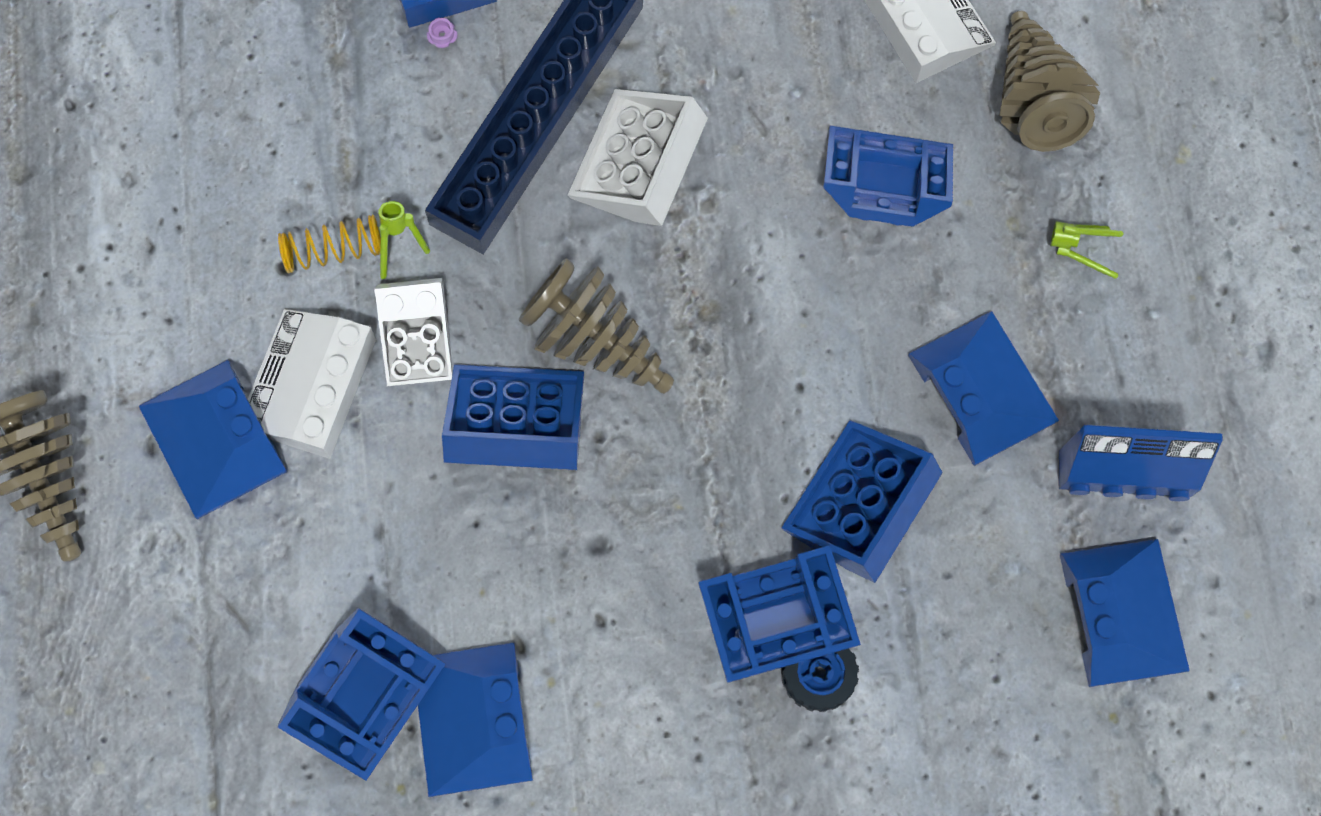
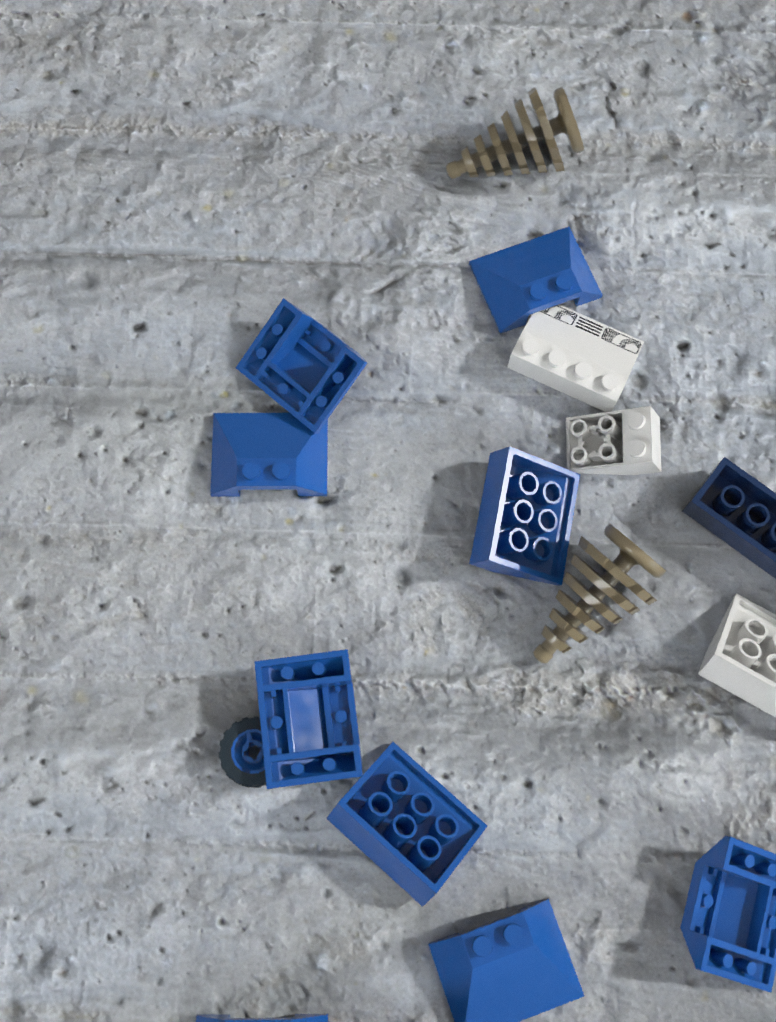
camera: 100 degrees right, 0 degrees up
(286, 247) = (700, 349): yellow piece -> none
(393, 222) = (713, 428): lime plant -> none

